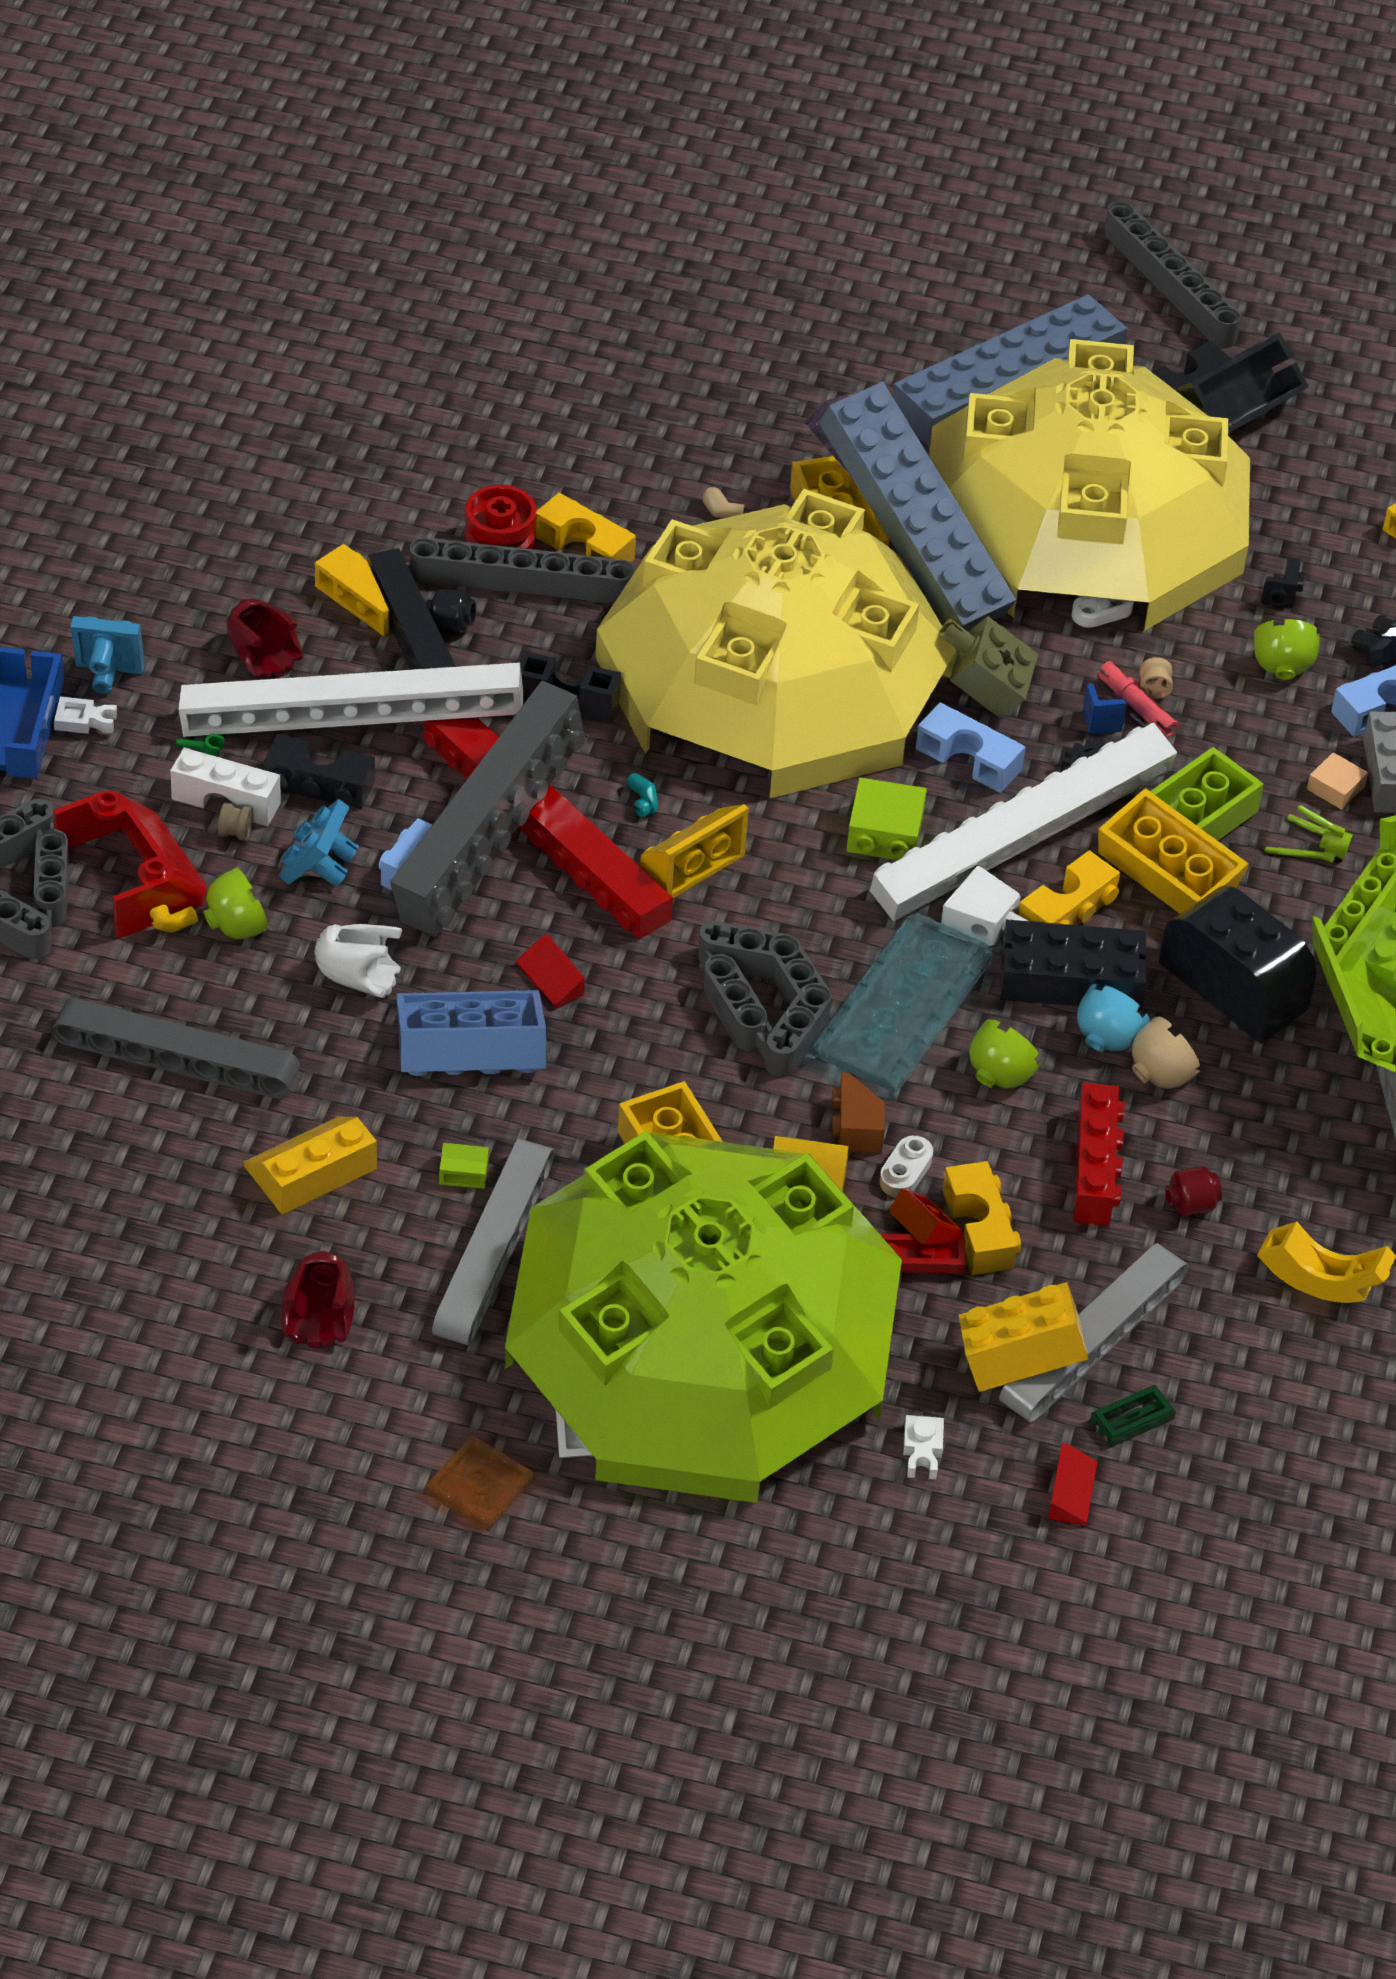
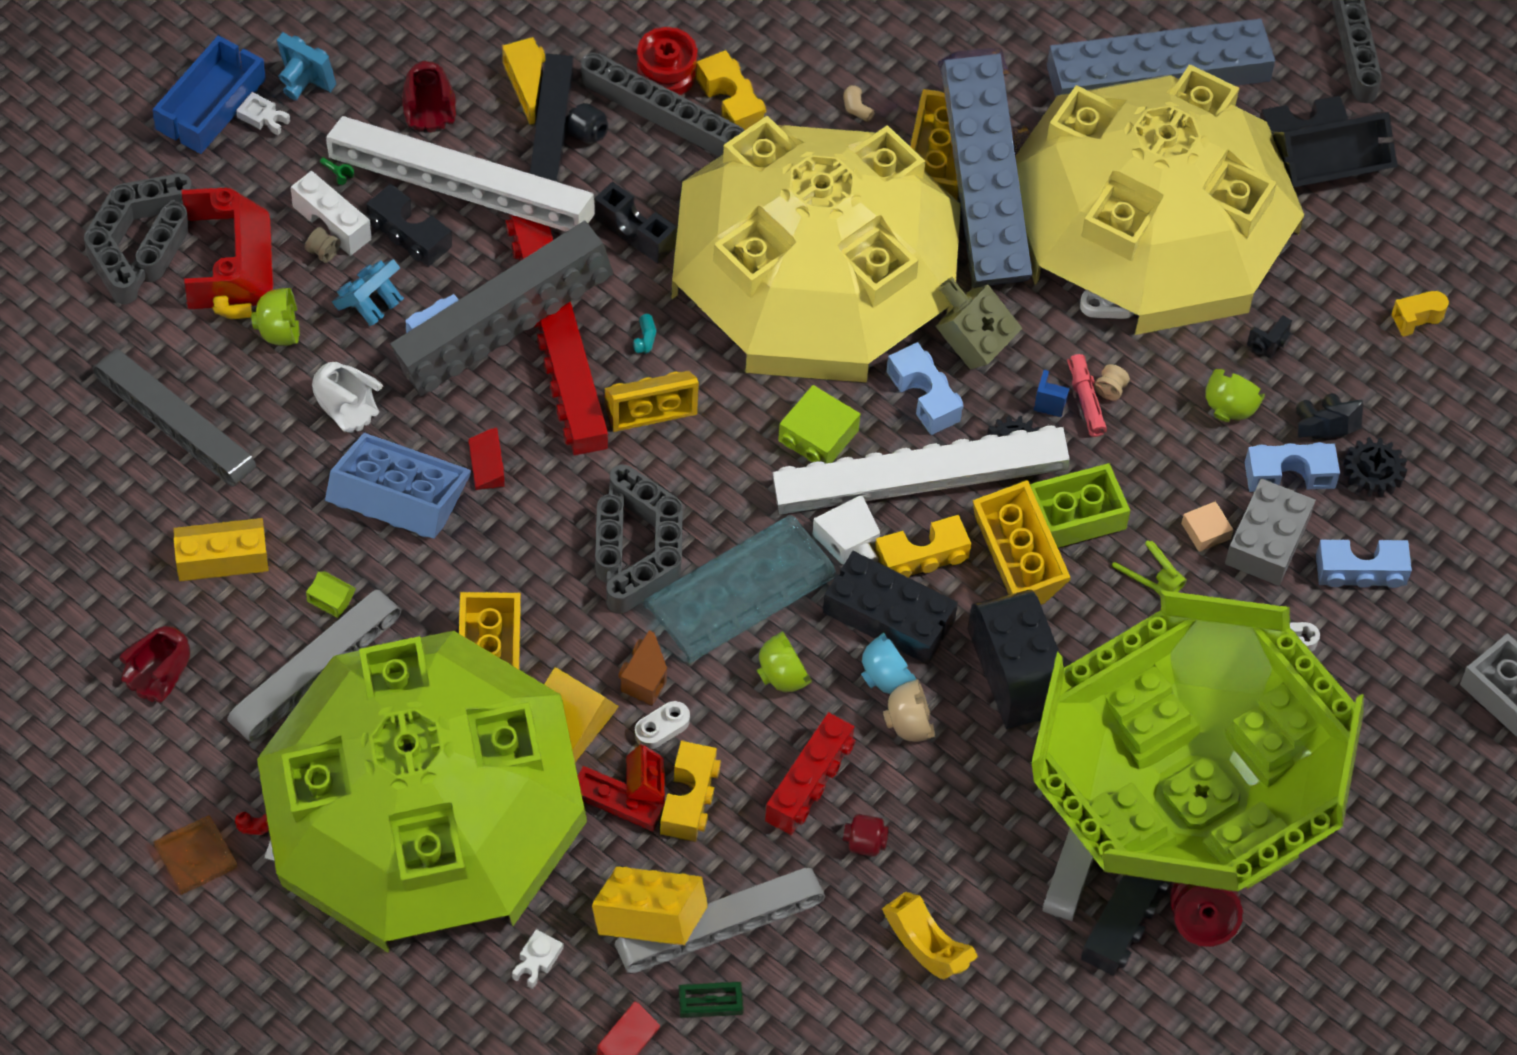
camera: 25 degrees right, 10 degrees up
(535, 1426) = (251, 825): none -> red arm

